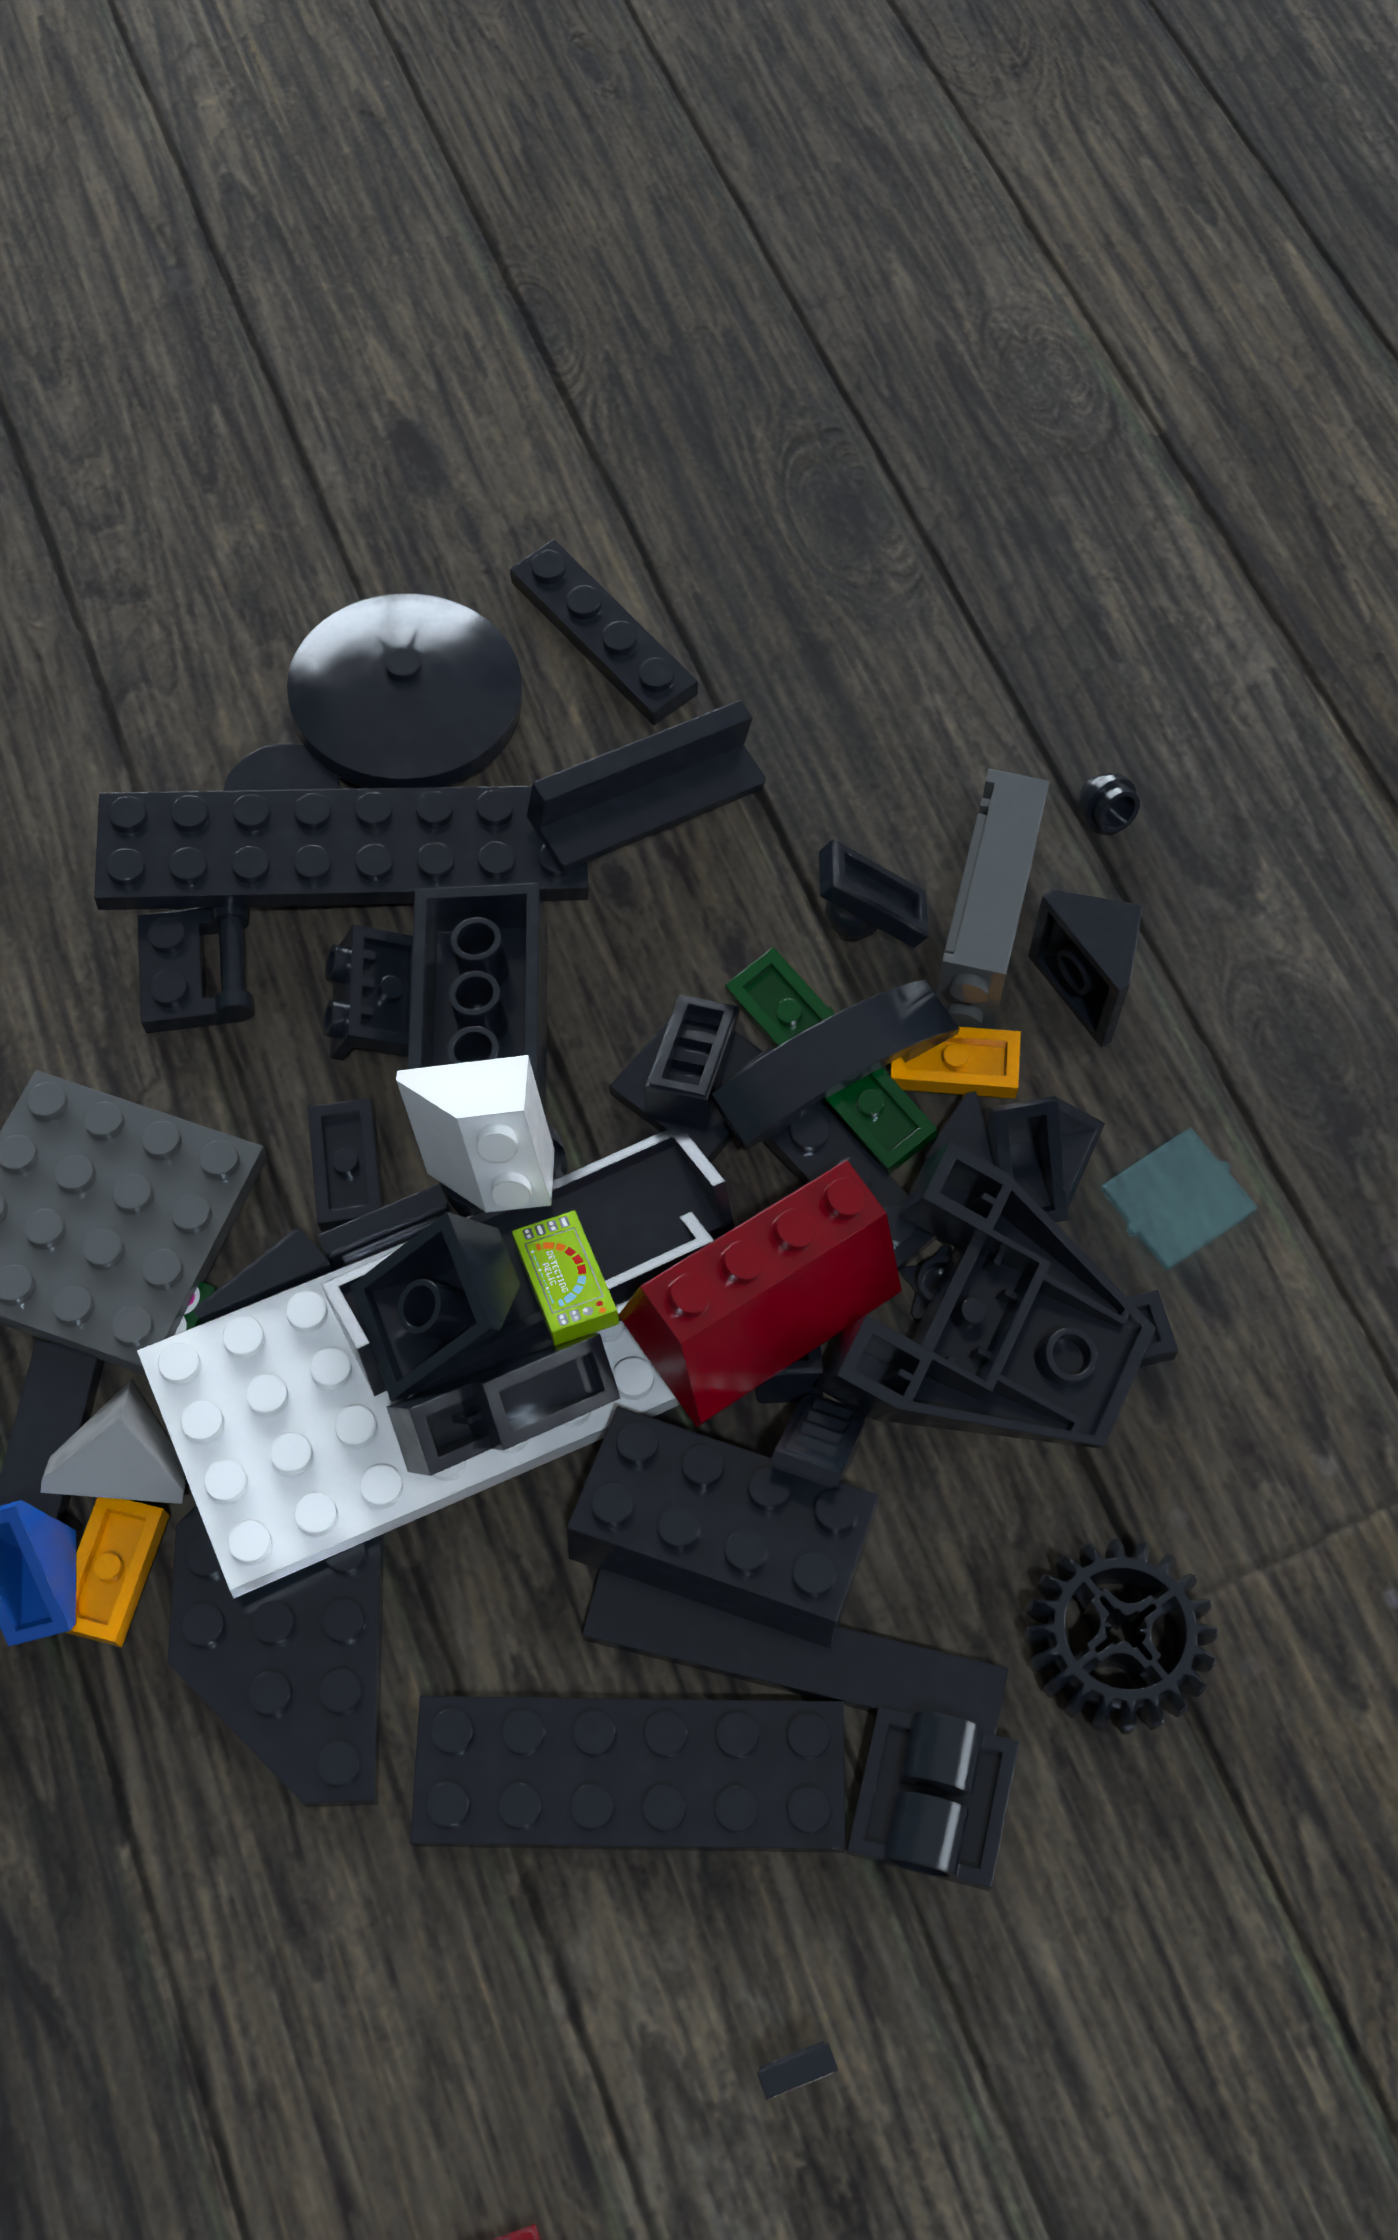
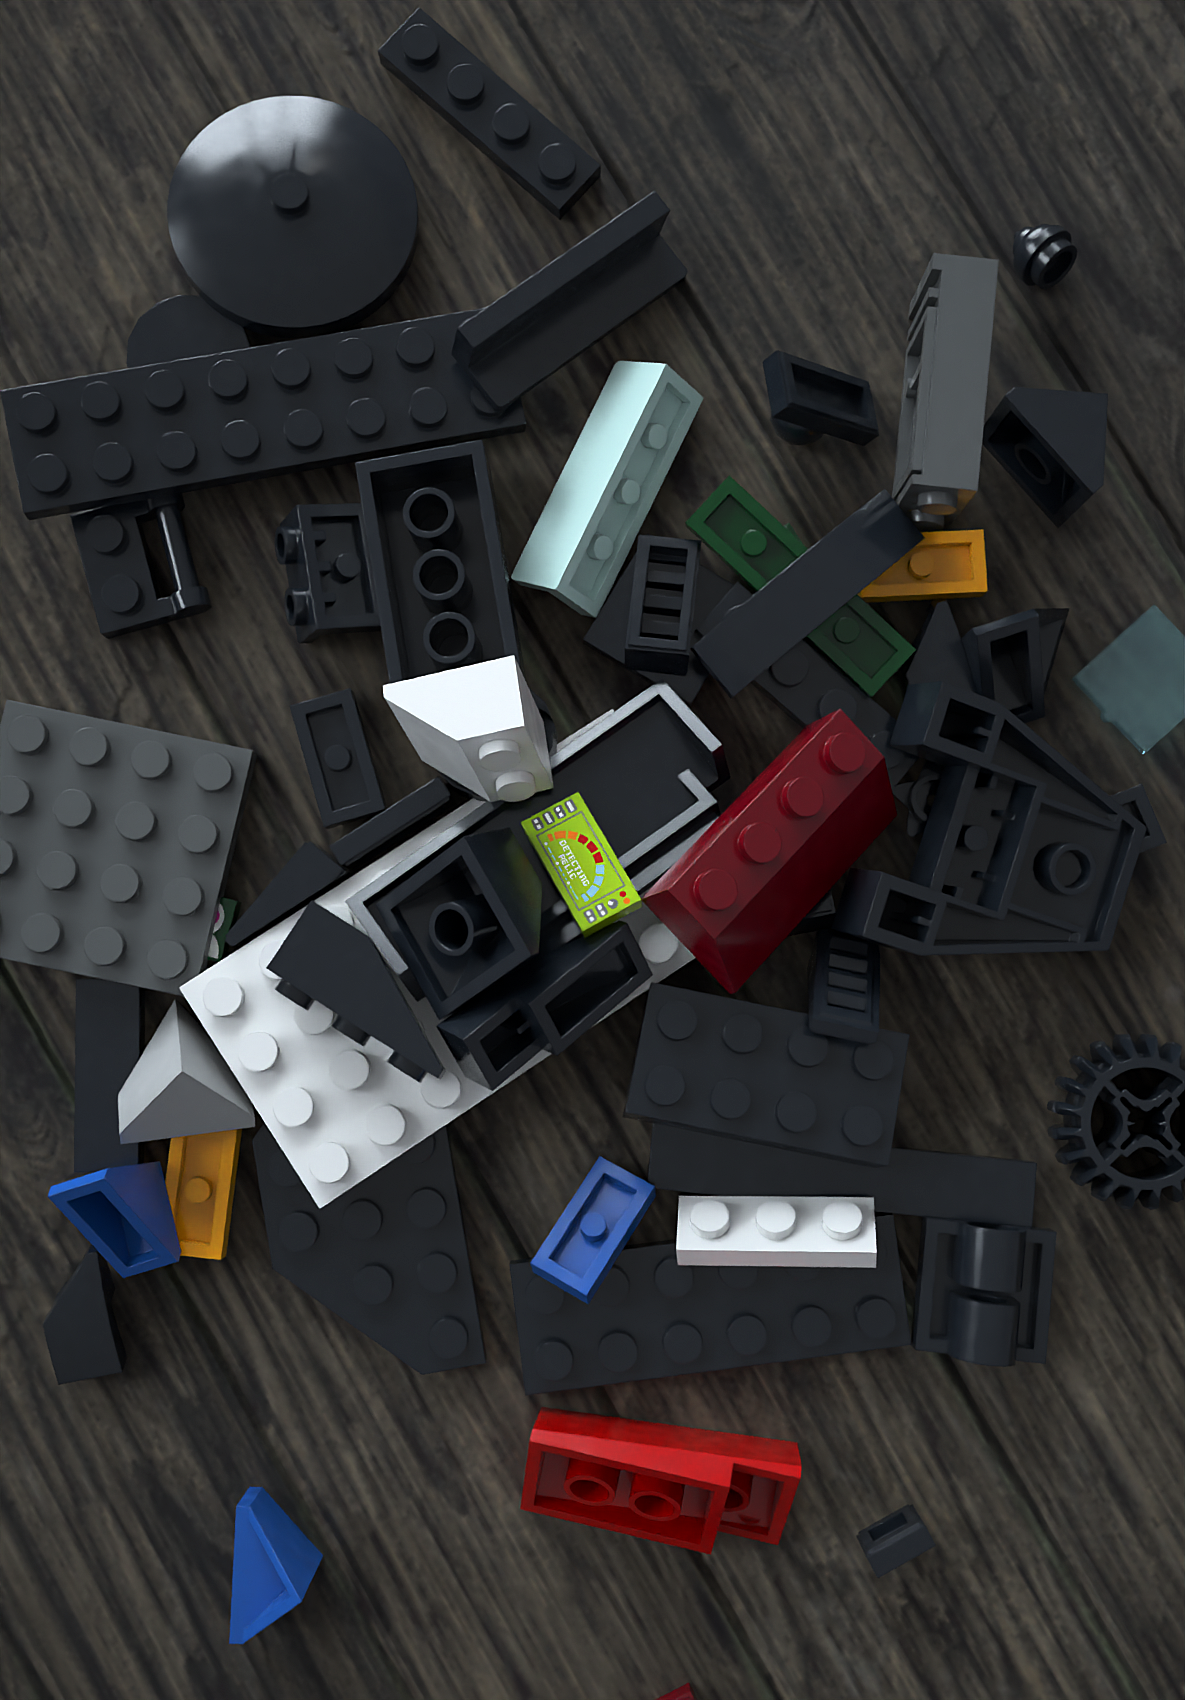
camera: 10 degrees left, 20 degrees up
(86, 1991) = (269, 1565): none -> blue slope
(303, 1346) = (347, 974): none -> black slope
(515, 1664) = (593, 1229): none -> blue plate
(538, 1963) = (659, 1479): none -> red slope
(659, 953) = (608, 485): none -> light aqua panel
(712, 1694) = (776, 1231): none -> white plate

